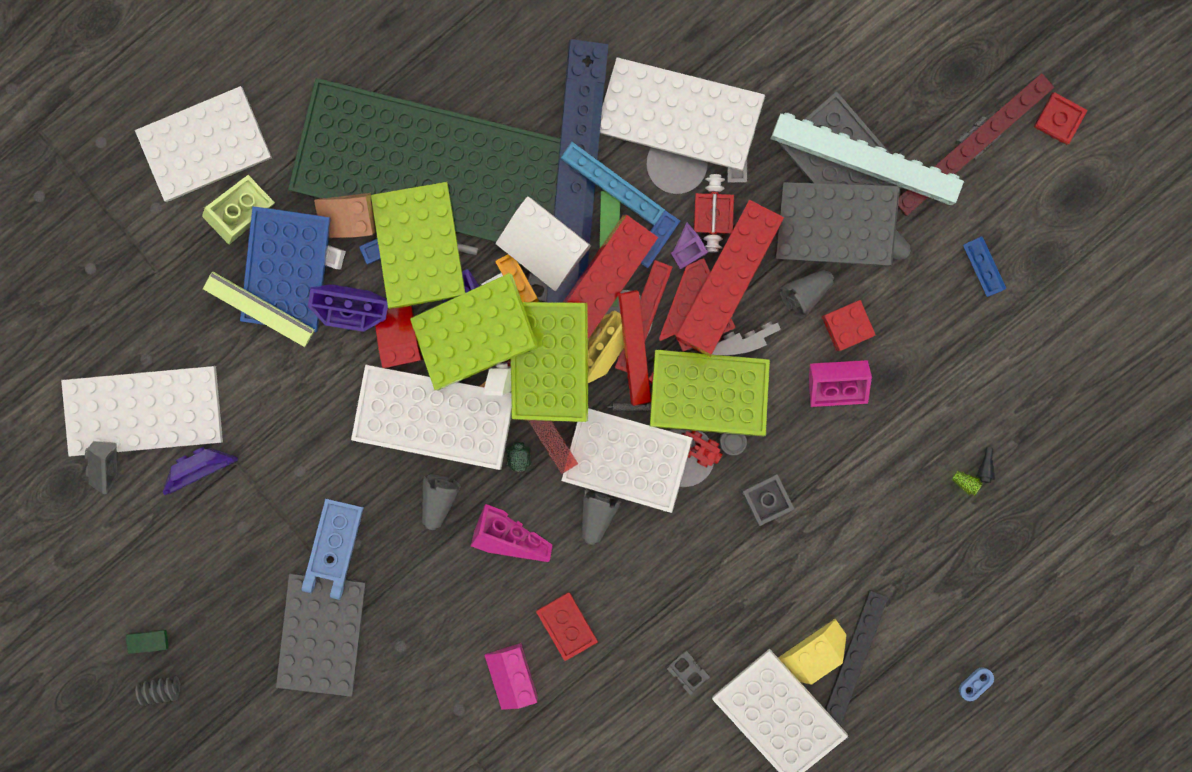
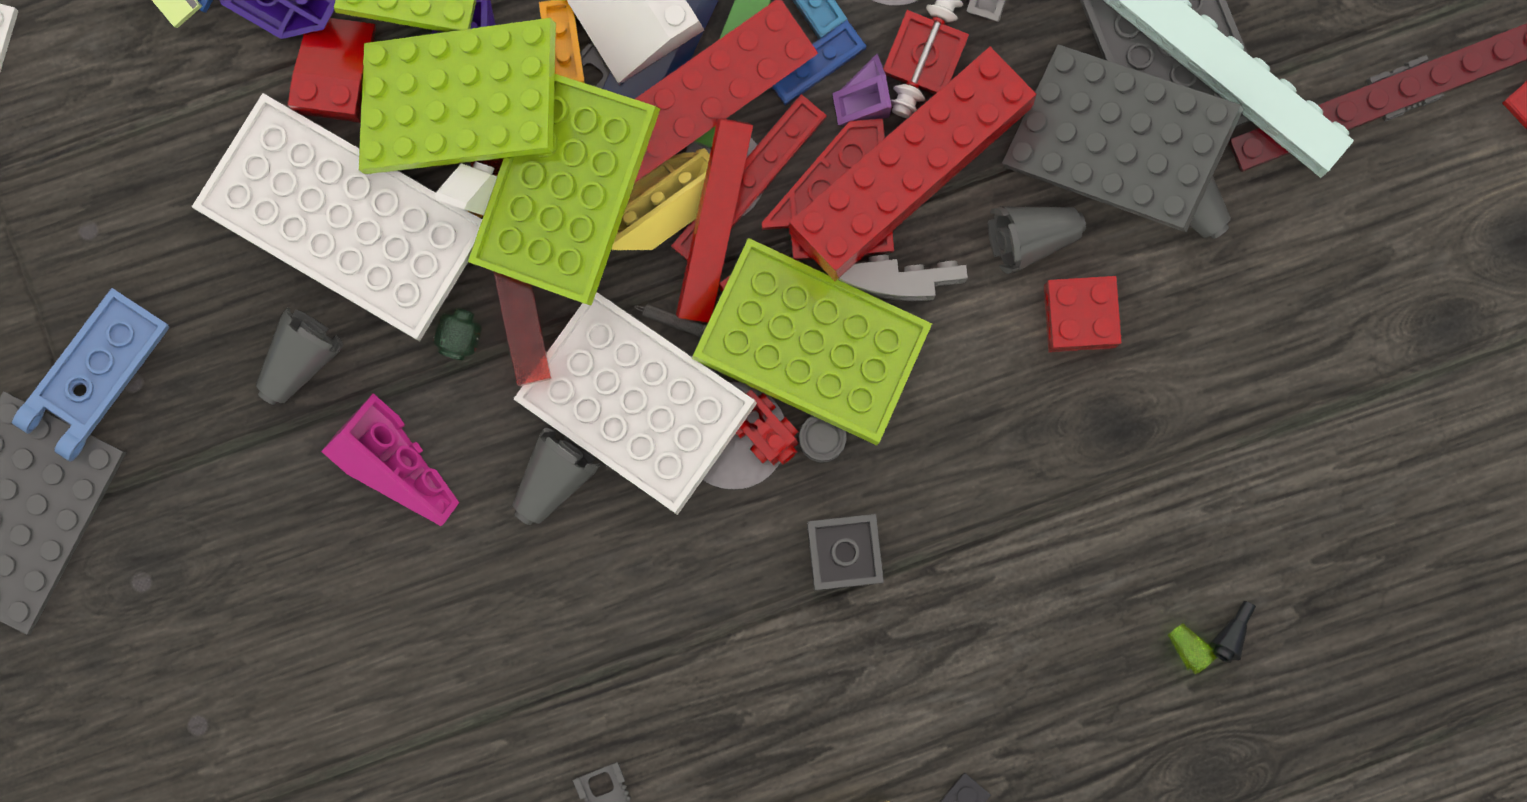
camera: 20 degrees right, 5 degrees down
(511, 677) = (307, 700): dark pink slope -> none
(567, 626) = (431, 647): red plate -> none
(839, 383) = (1034, 405): dark pink slope -> none
(984, 266) = (1343, 298): blue plate -> none

